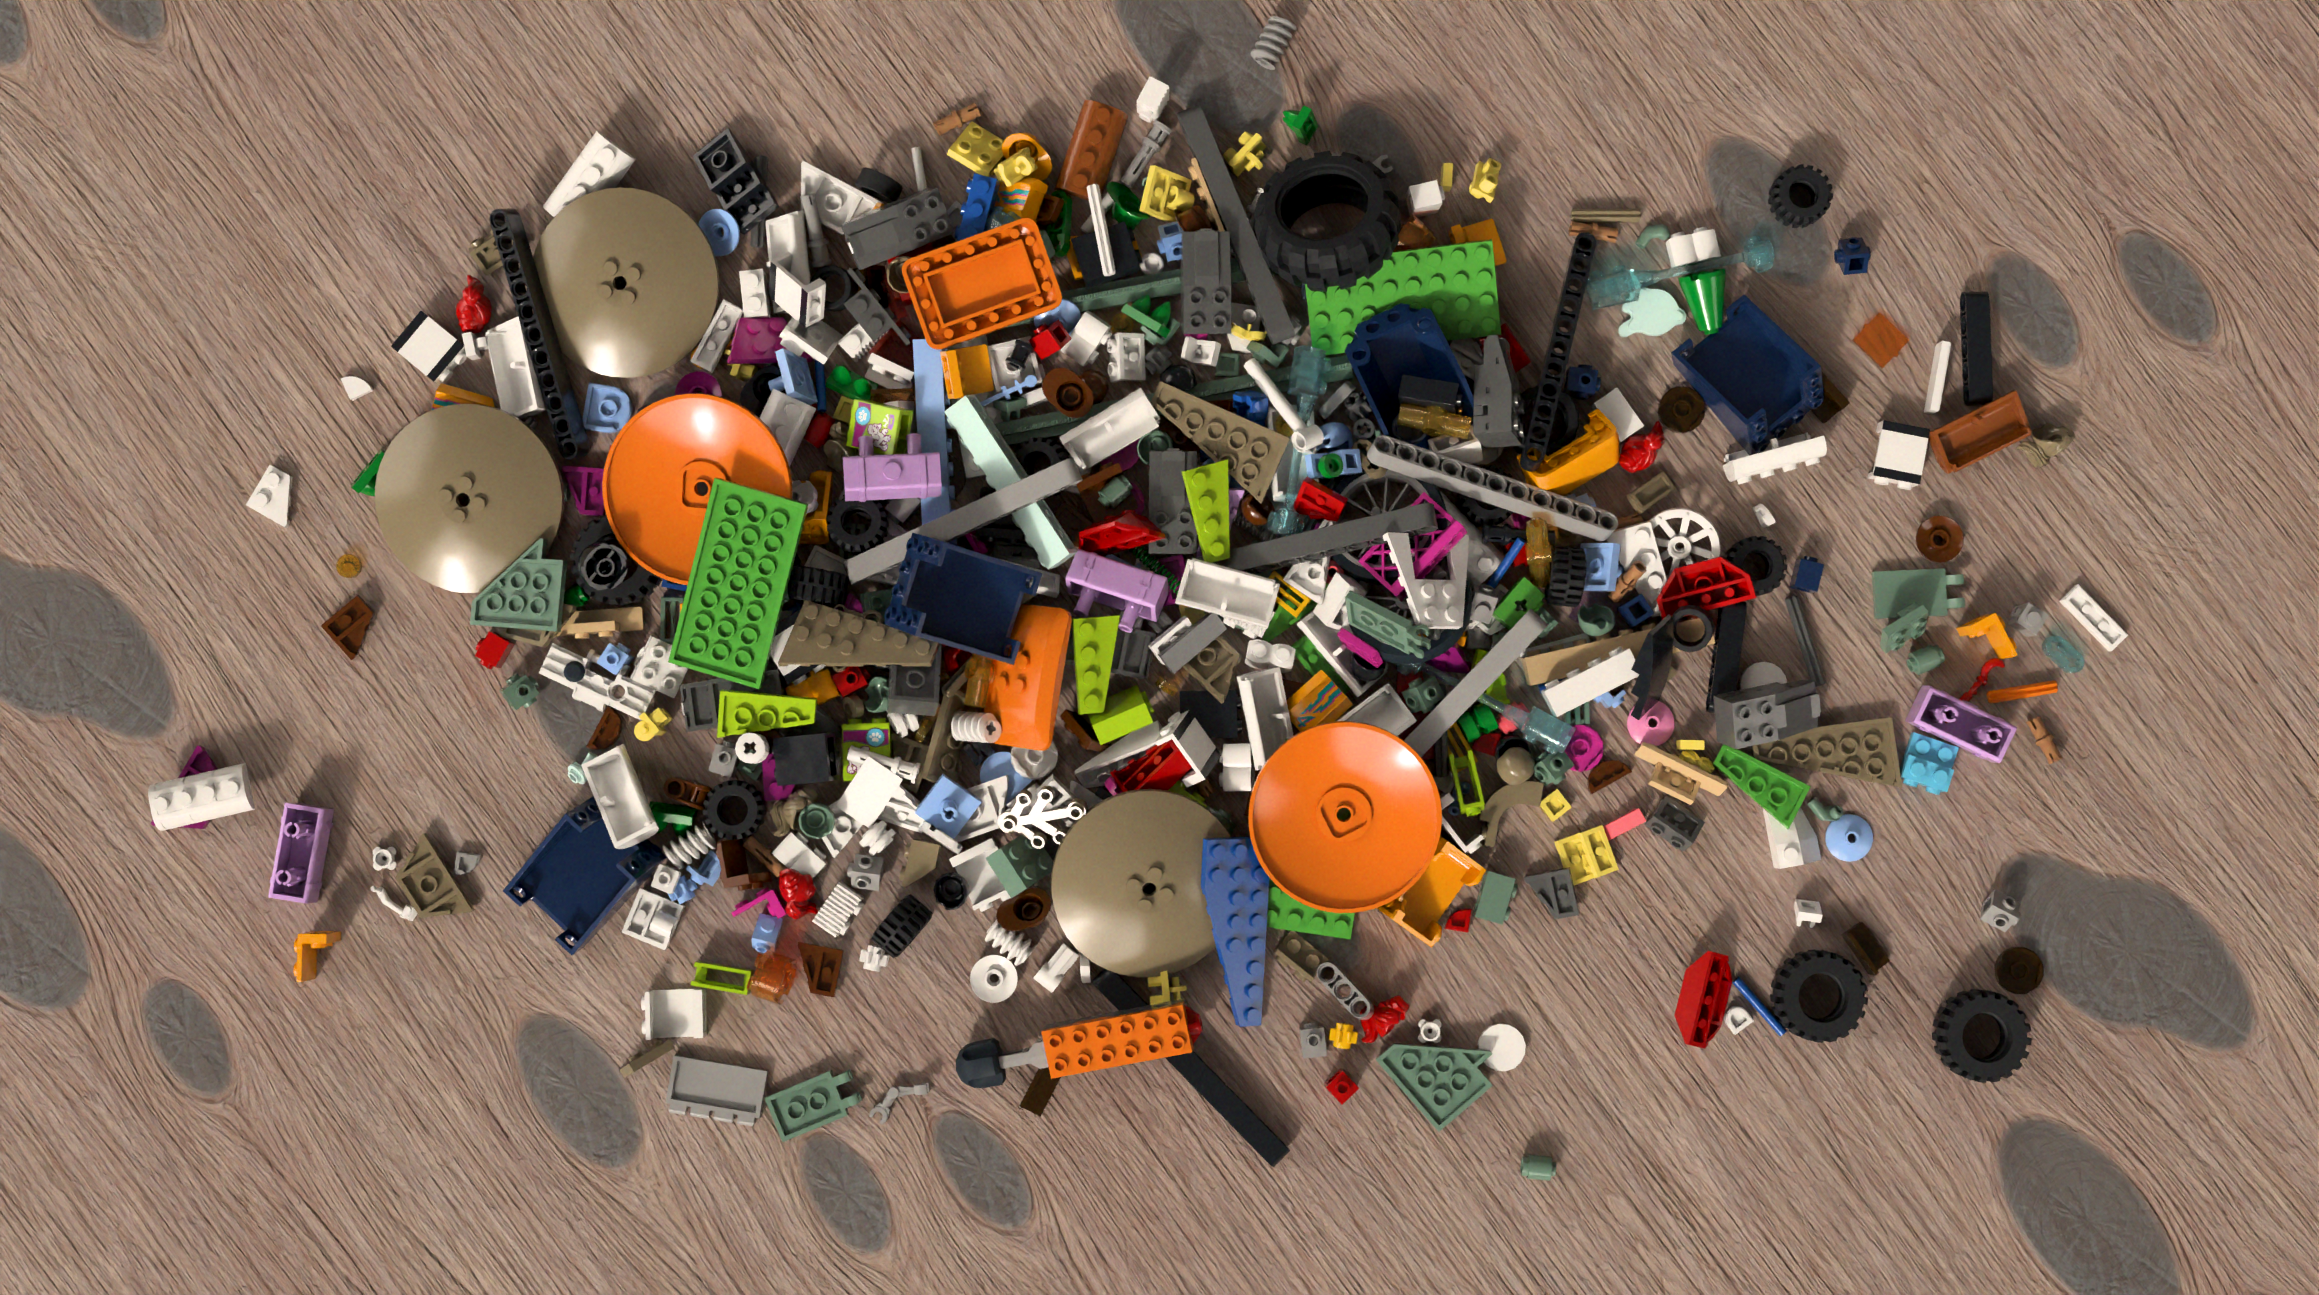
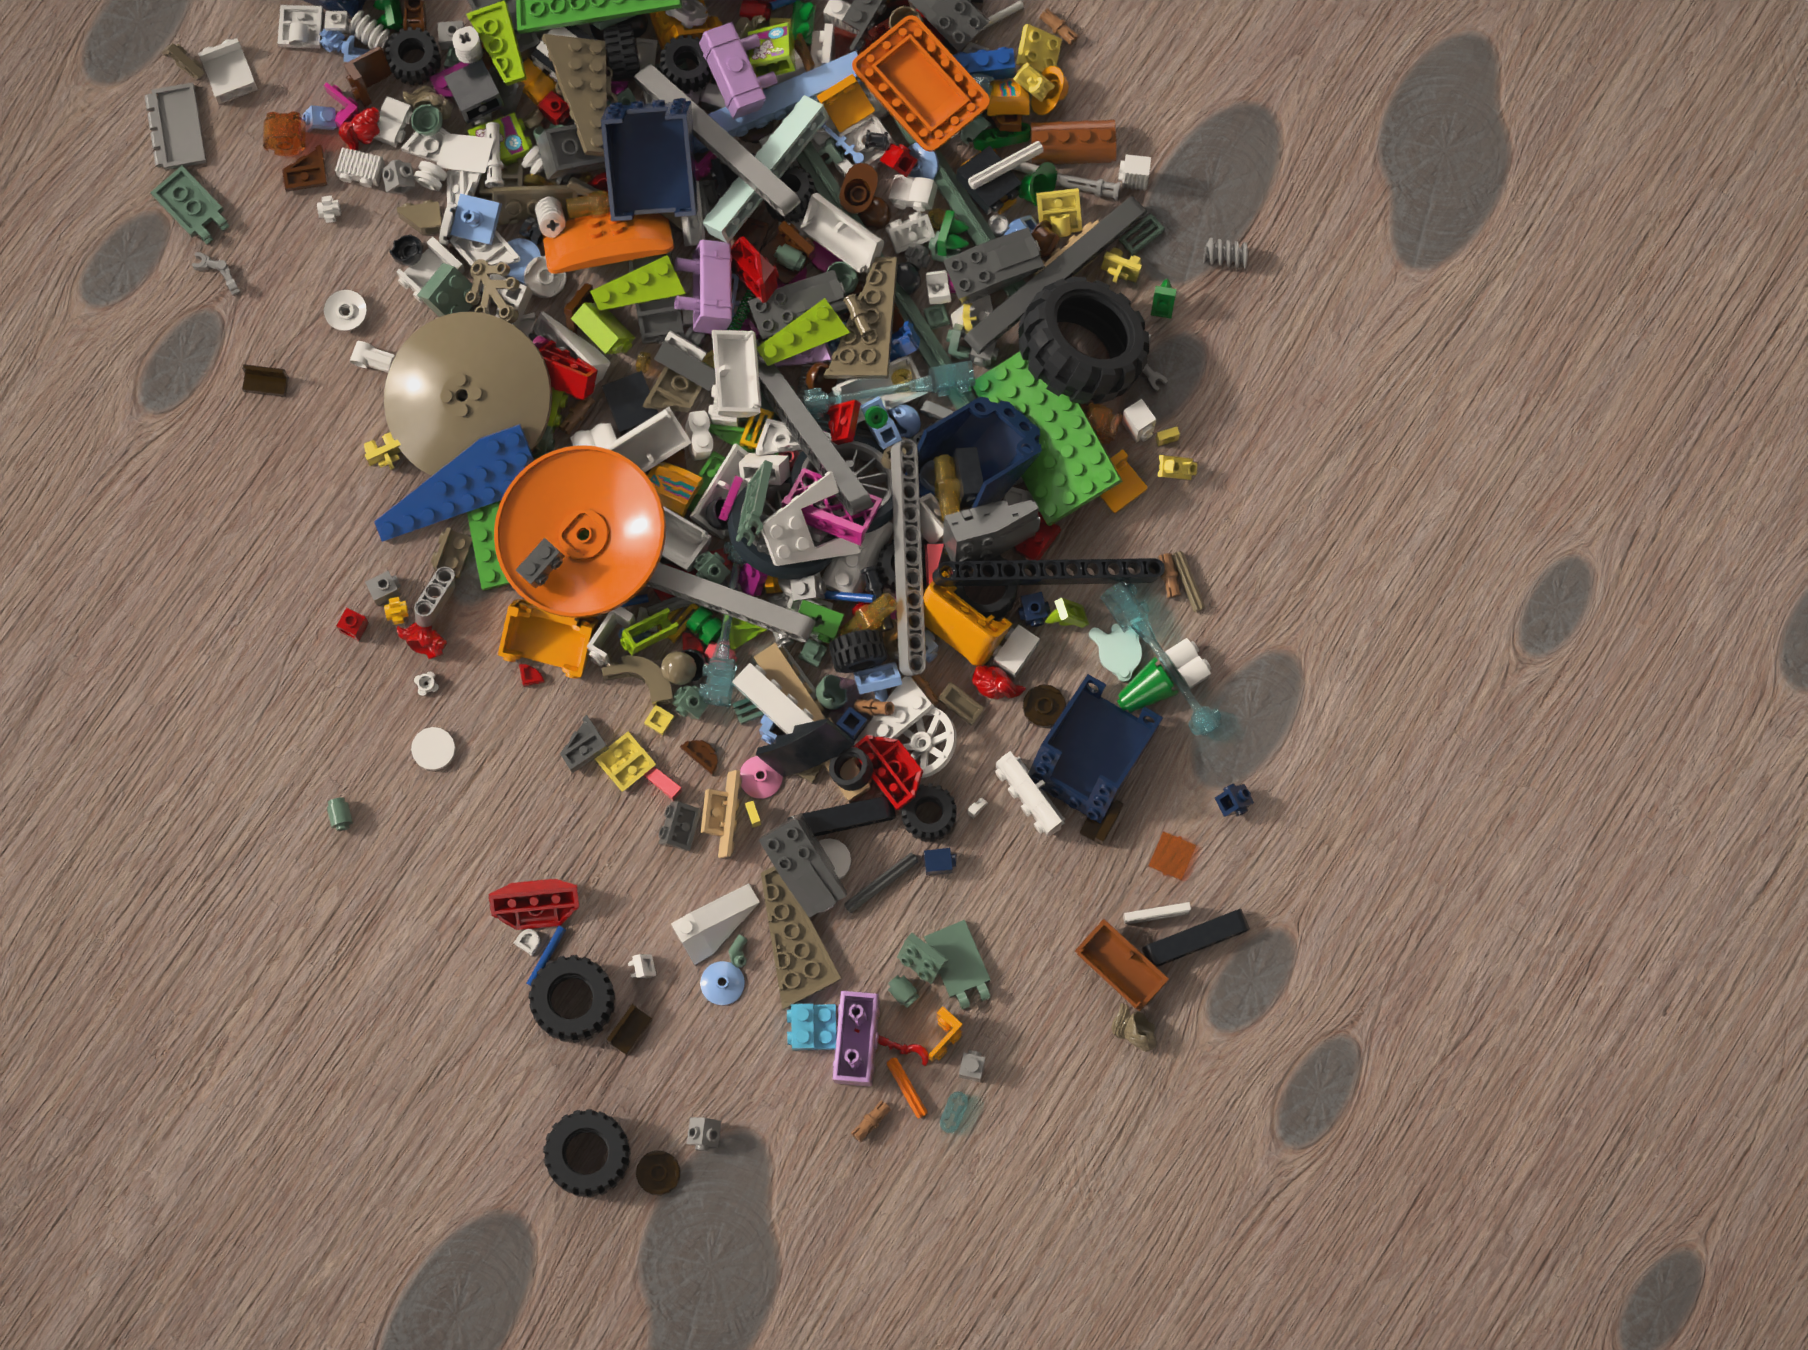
camera: 70 degrees right, 10 degrees down
(701, 975) = (268, 81): lime window -> none
(753, 844) = (385, 90): medium nougat pin -> none
(902, 925) = (362, 217): black tyre -> none
(1010, 943) = (379, 311): white piece -> none
(1024, 910) = (409, 311): reddish brown piece -> none
(1085, 969) = (378, 381): white tile -> none
(1088, 1044) = (315, 398): orange piece -> none
(1192, 743) = (598, 391): white panel -> none
(1203, 1078) = (325, 497): black beam -> none
(1212, 443) = (858, 315): none -> dark tan pin
(1223, 140) = (1128, 246): none -> sand green tile
(1304, 436) = (894, 388): white piece -> none
(1365, 870) = (540, 563): none -> dark grey bracket
(1437, 1078) = (387, 702): sand green wing -> none
(1495, 897) = (559, 693): sand green brick -> none
(1499, 464) = (932, 558): none -> coral piece
(1584, 748) = (717, 725): dark pink tile -> none
(1601, 349) = (1068, 614): none -> lime tile
(1654, 231) = (1189, 626): sand green arm -> none
(1693, 758) = (741, 832): light yellow piece -> none
(1767, 786) = (739, 893): bright green wing -> none
(1813, 183) = (1281, 724): black tyre -> none
(1899, 454) = (1075, 902): white panel -> none
(1950, 536) = (1011, 954): reddish brown dish -> none
(2093, 617) = (996, 1128): white tile -> none

